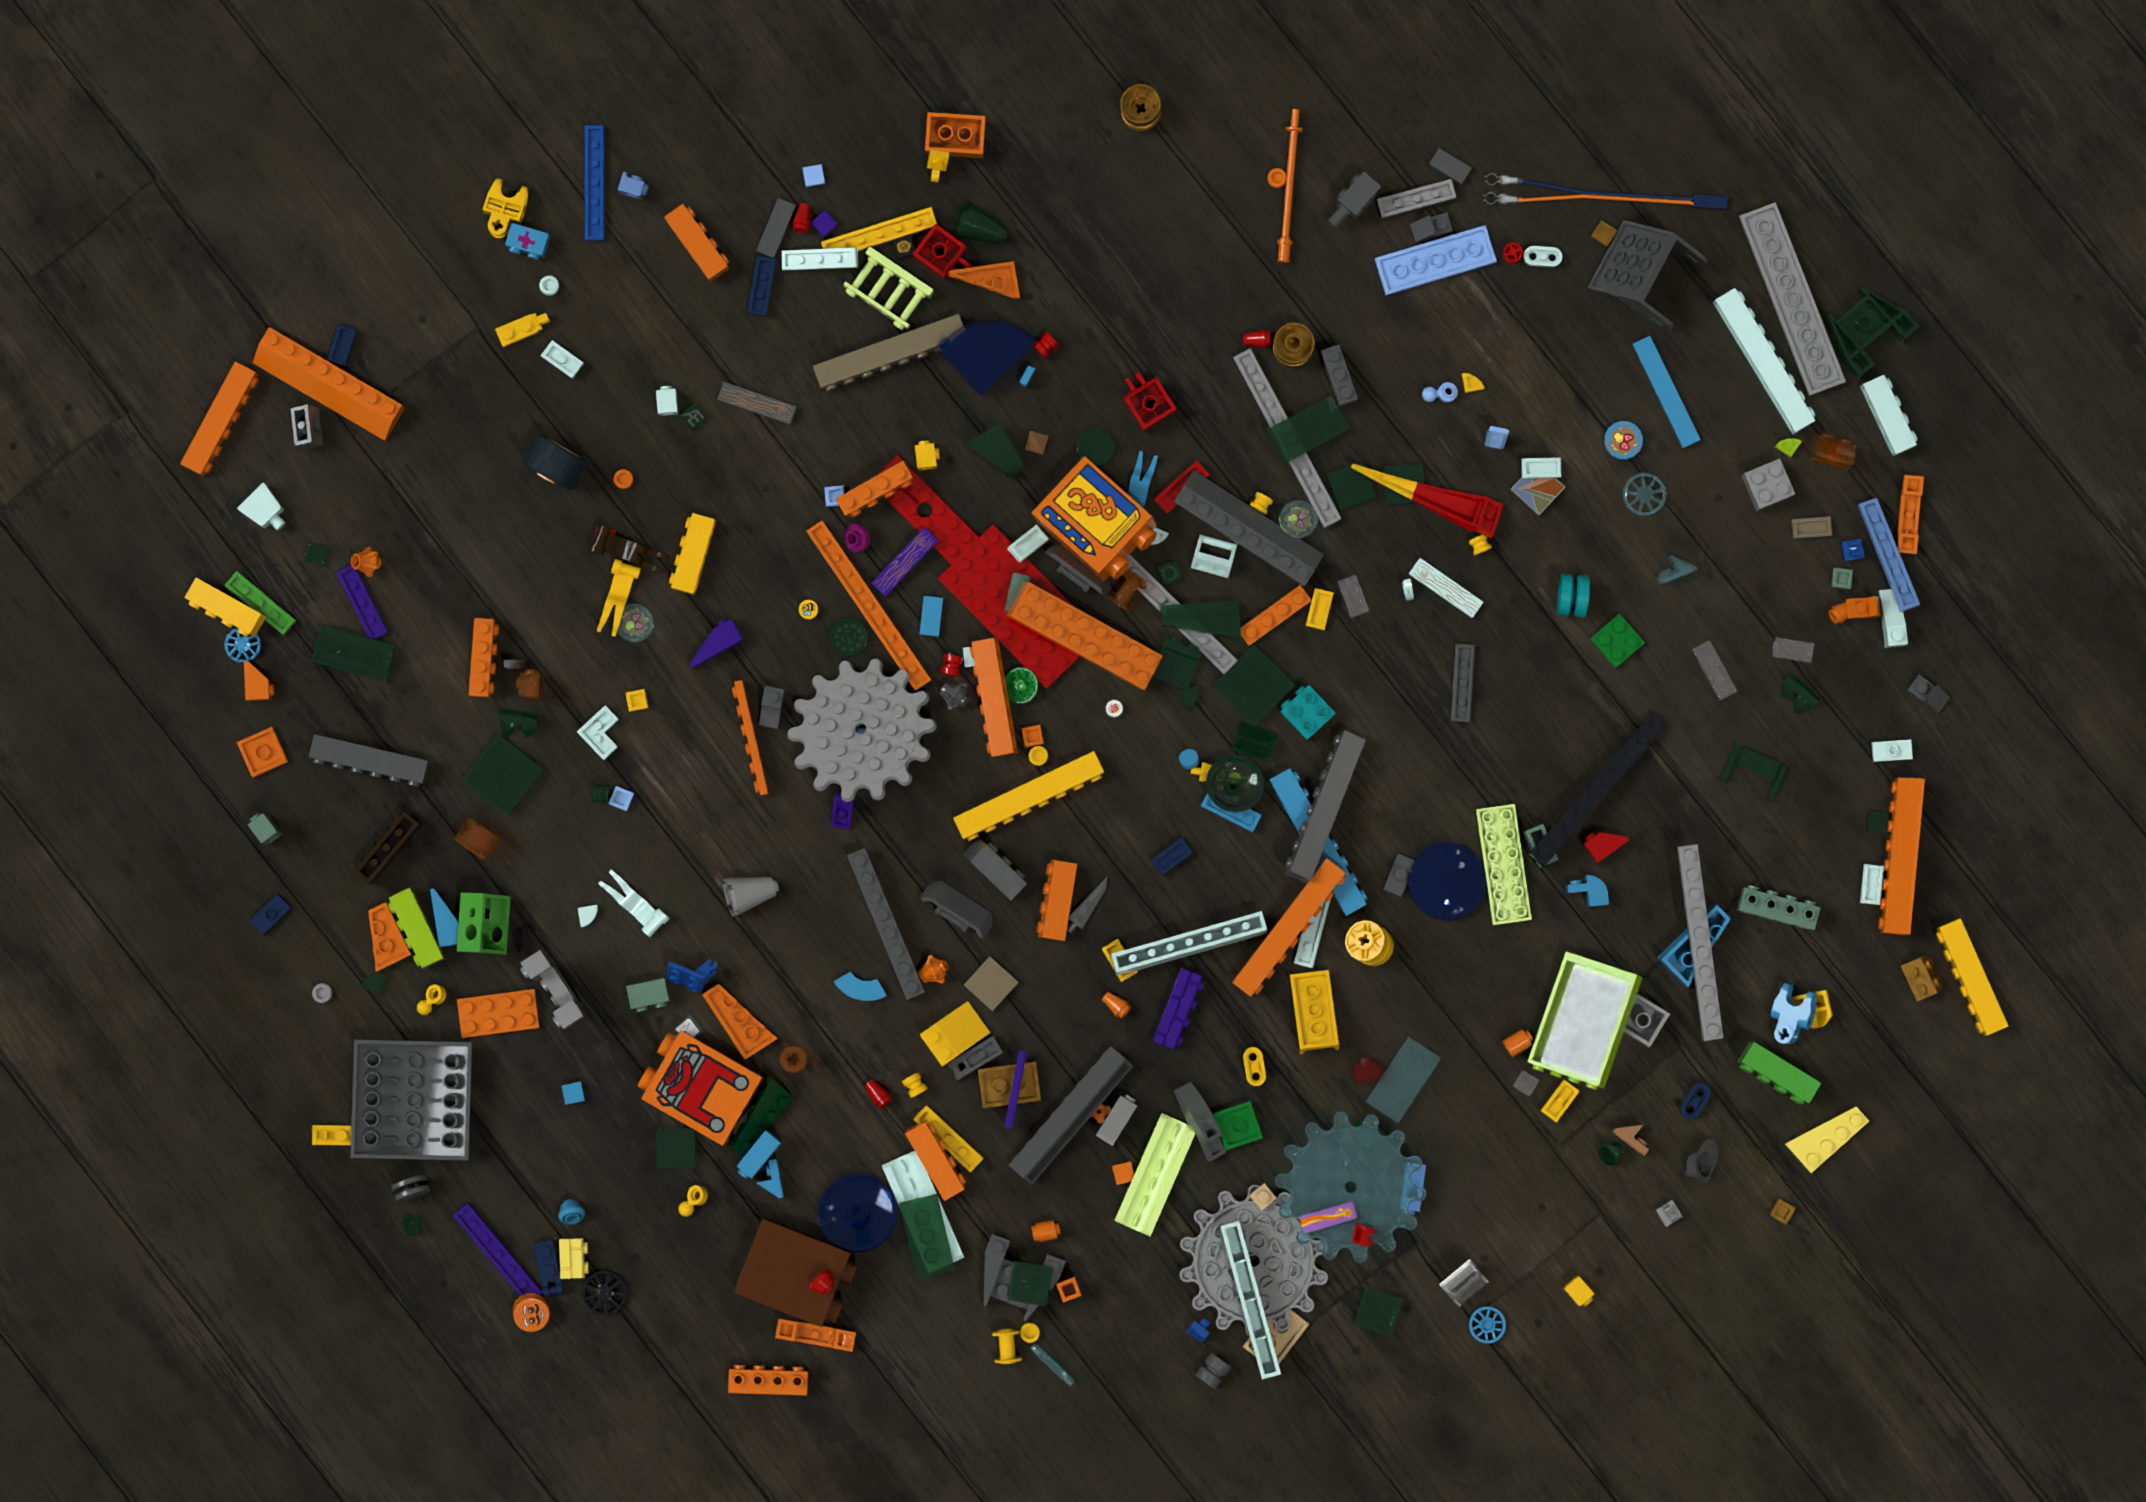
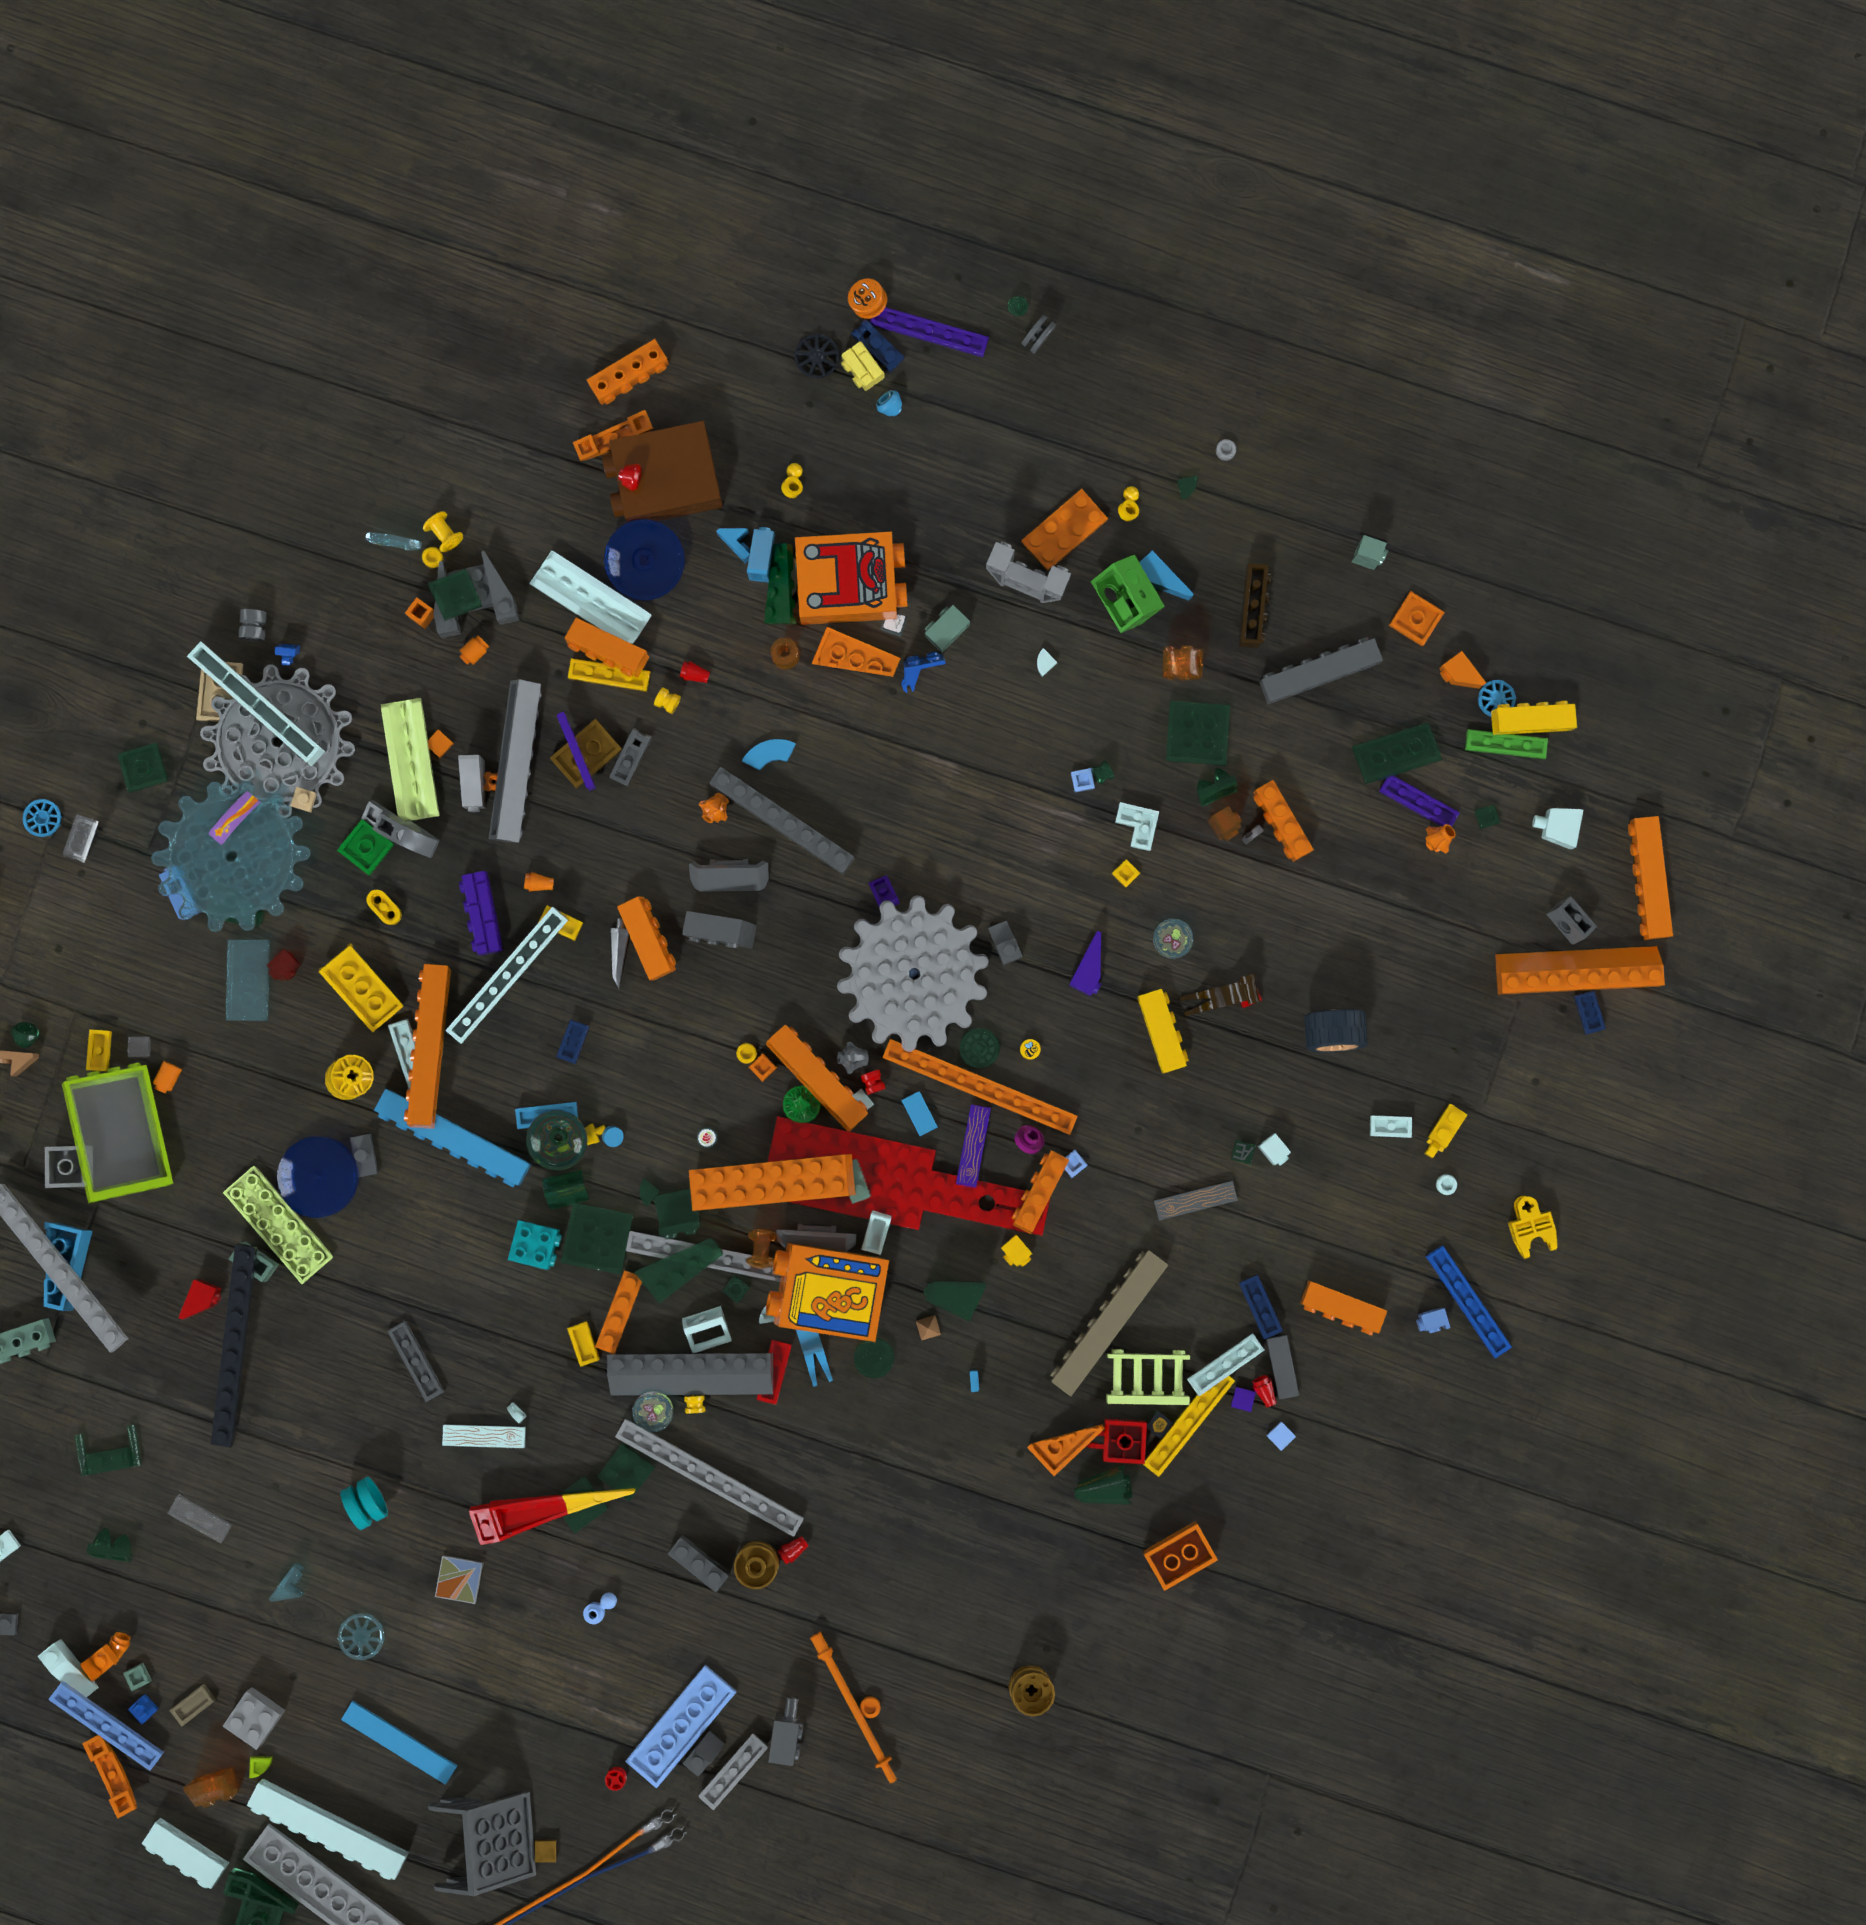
camera: 145 degrees right, 0 degrees up
(270, 914) = (1315, 486): dark blue plate -> none
(331, 1135) = (1127, 342): yellow plate -> none
(387, 938) = (1202, 531): orange wing -> none
(411, 1100) = (1088, 406): dark grey slope -> none
(416, 928) = (1182, 554): lime brick -> none
(527, 241) = (1491, 1210): dark azure brick -> none
(573, 1093) = (955, 505): dark azure tile -> none
(618, 592) = (1204, 955): yellow flag -> none
(623, 479) = (1266, 1057): orange tile -> none
(637, 906) = (1006, 697): light aqua flag -> none
(675, 1148) = (837, 514): clear green tile -> none
(748, 892) = (918, 770): light grey cone -> none
(752, 746) = (1012, 910): orange plate -> none
(927, 1236) = (571, 578): clear green tile -> none
(937, 161) = (1180, 1520): yellow plate -> none
(955, 1033) = (661, 766): yellow slope -> none
(984, 351) = (1025, 1378): clear blue brick -> none
(991, 983) = (658, 830): dark tan tile -> none
(1029, 795) = (731, 1012): yellow brick -> none
(1045, 345) = (976, 1420): red wheel -> none
(1151, 391) = (854, 1440): red hinge -> none
(1307, 429) = (695, 1497): clear green tile -> none
(1325, 806) = (463, 1171): dark grey brick -> none
(1353, 596) = (561, 1374): clear tile -> none
(1362, 1234) = (193, 820): red tile -> none
(1450, 166) = (722, 1821): dark grey tile -> none
(1471, 383) = (578, 1635): yellow tile -> none
(1480, 544) = (477, 1494): yellow wheel -> none
(1496, 437) = (523, 1601): light blue slope -> none
(1541, 468) = (466, 1599): light aqua tile -> none
(1542, 254) = (587, 1792): light aqua plate -> none
(1595, 890) = (183, 1254): dark azure brick -> none
(1617, 641) = (302, 1488): green plate -> none
(1623, 440) = (410, 1673): tile -> none
(1793, 650) = (141, 1583): clear tile -> none

